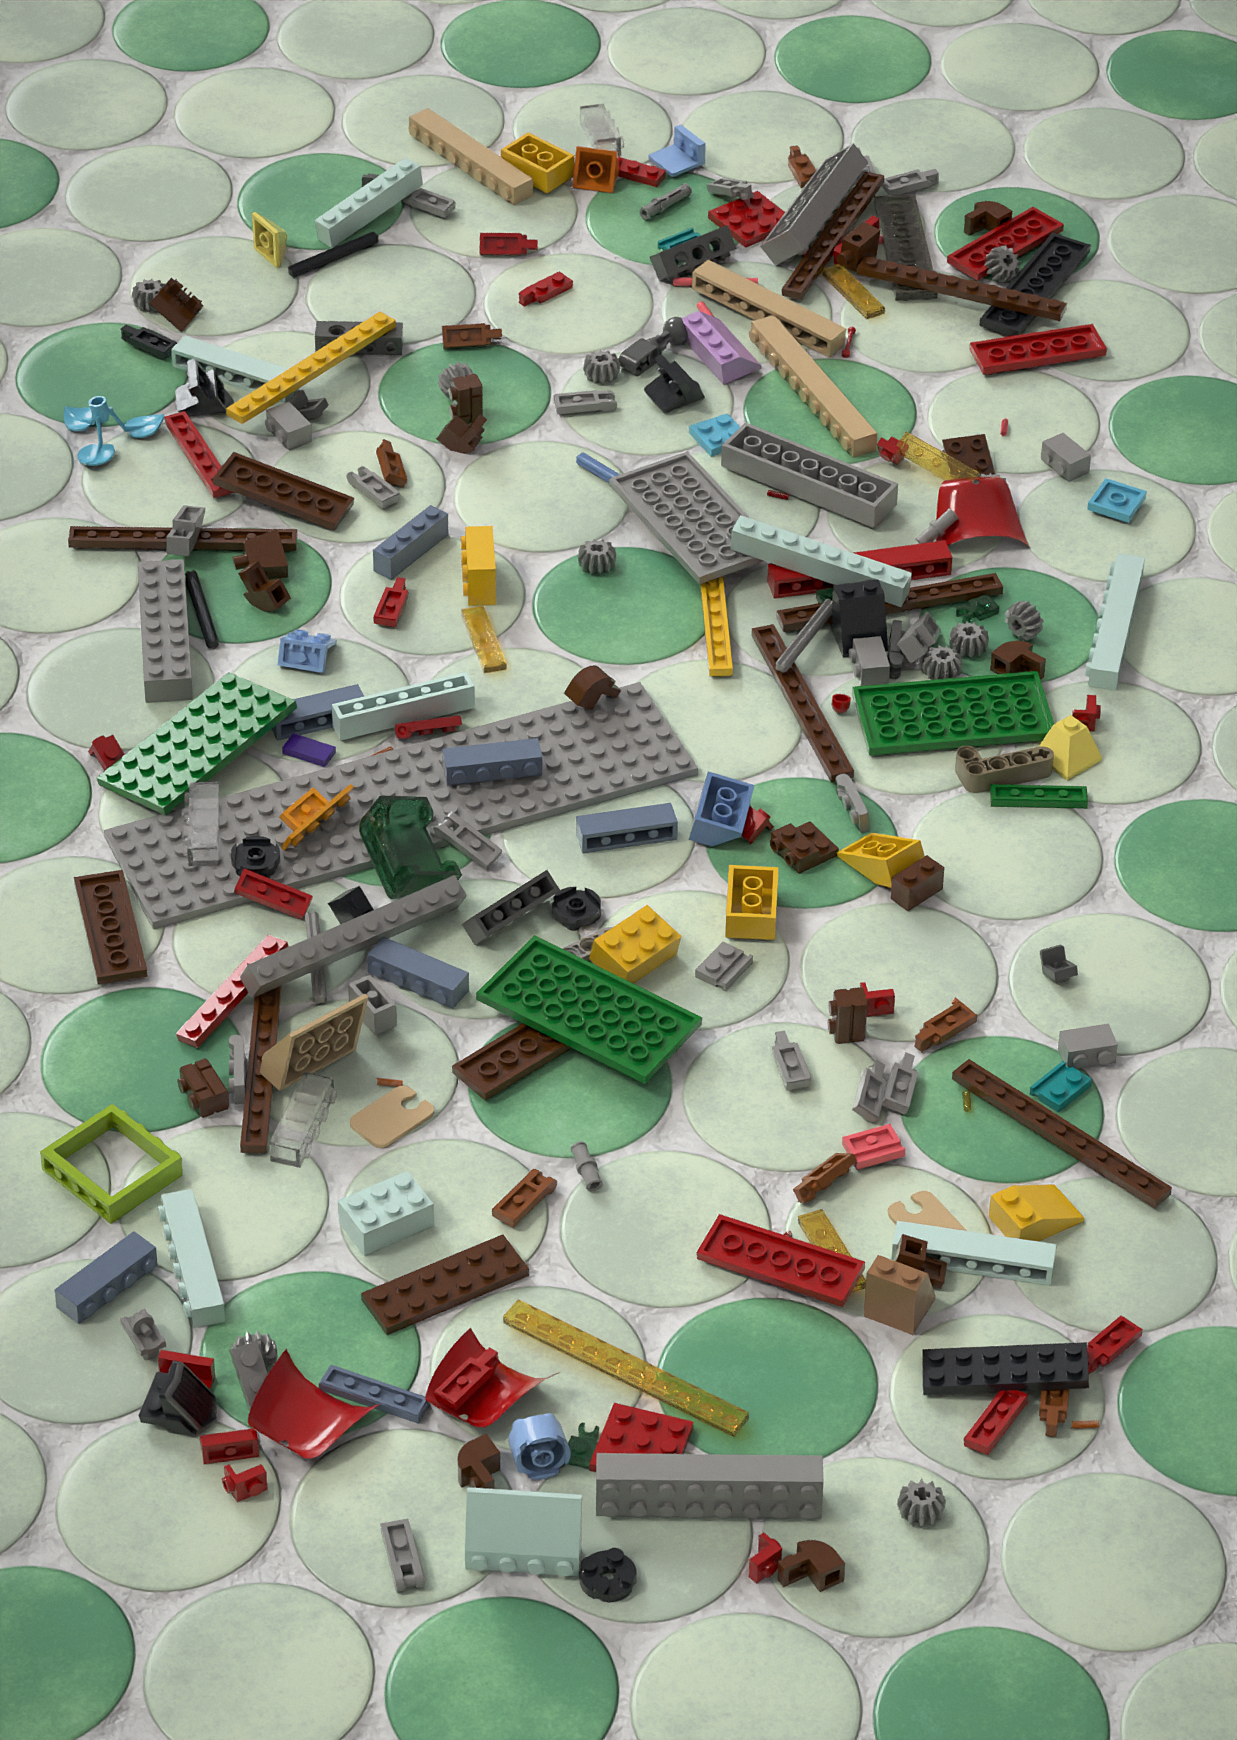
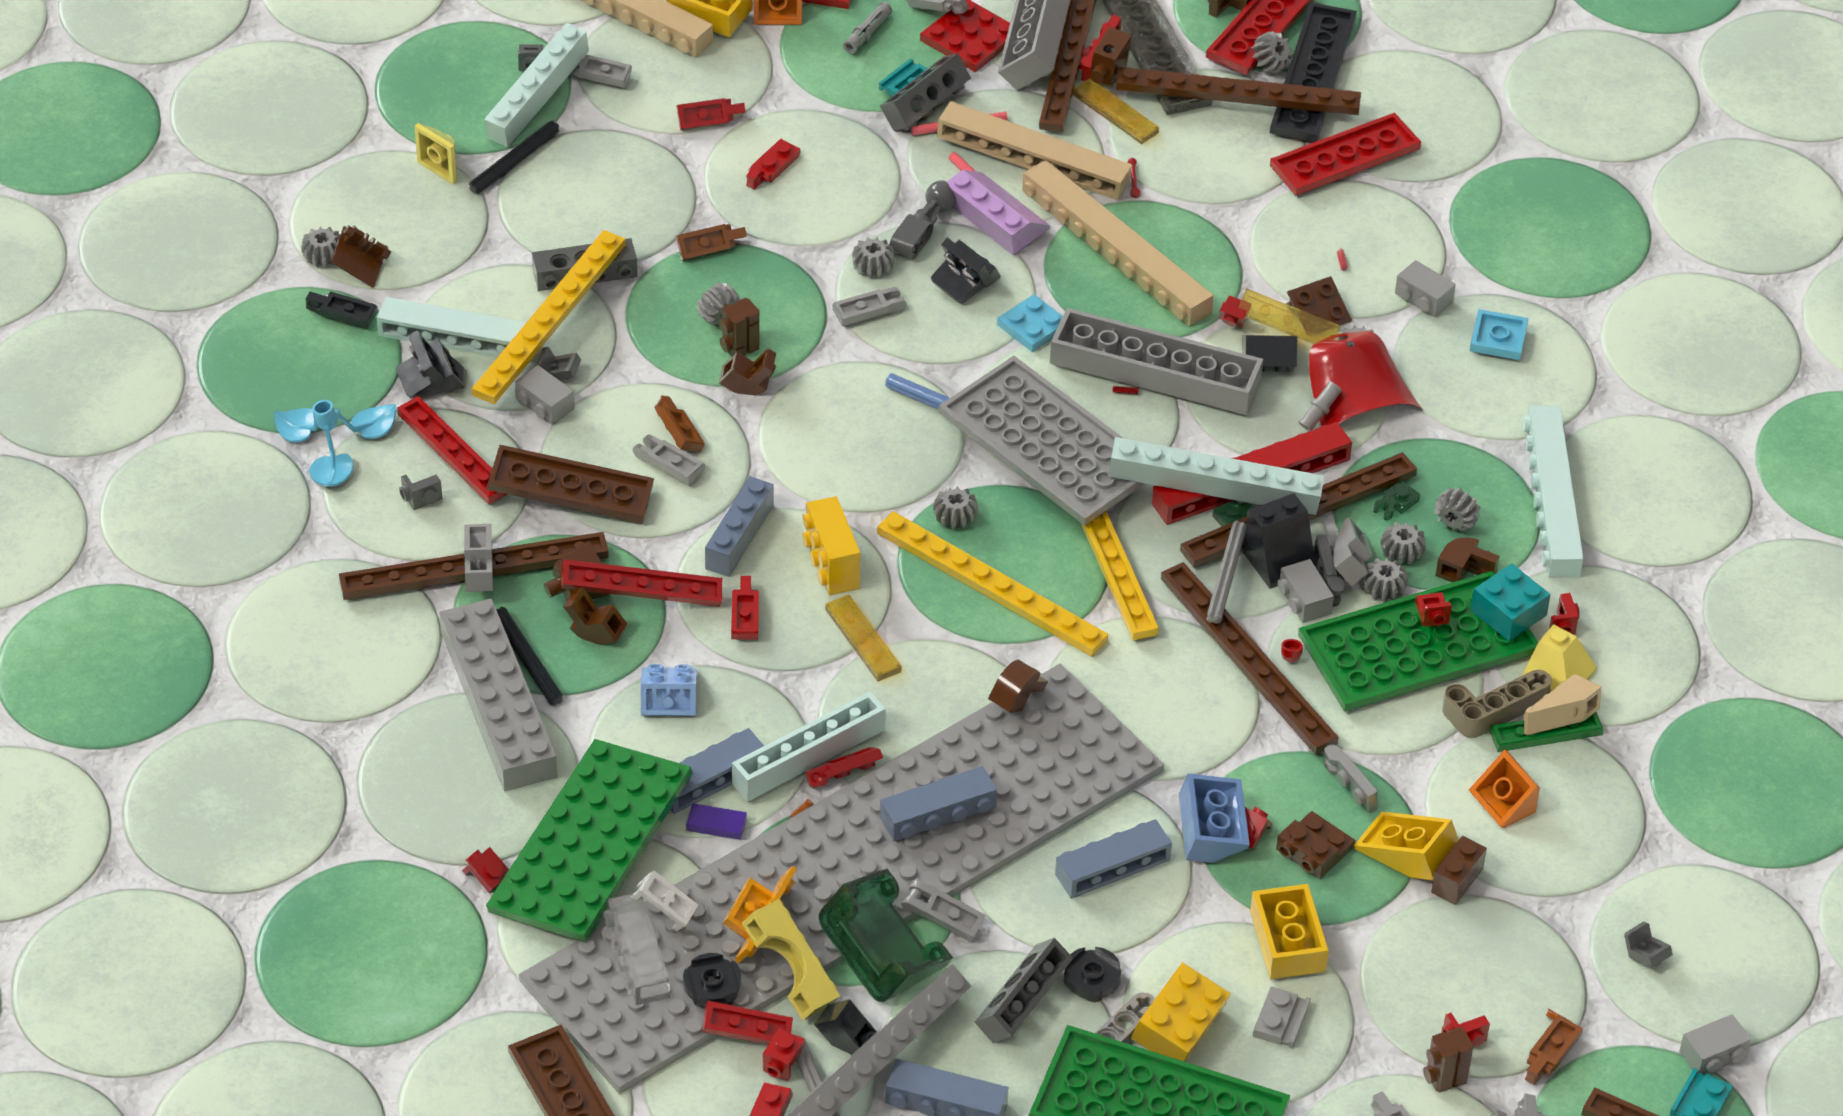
camera: 15 degrees left, 5 degrees up
(161, 479) = (421, 492): none -> dark grey bracket
(236, 789) = (666, 899): none -> white hinge
(292, 919) = (782, 1054): none -> red bracket
(311, 568) = (642, 583): none -> red plate
(315, 824) = (775, 929): none -> light yellow arch
(608, 617) = (992, 584): none -> yellow plate
(913, 481) = (1274, 350): none -> black slope
(971, 688) = (1433, 609): none -> red bracket
(982, 833) = (1506, 791): none -> orange slope
(1039, 692) = (1510, 602): none -> teal brick
(1057, 776) = (1565, 705): none -> tan slope

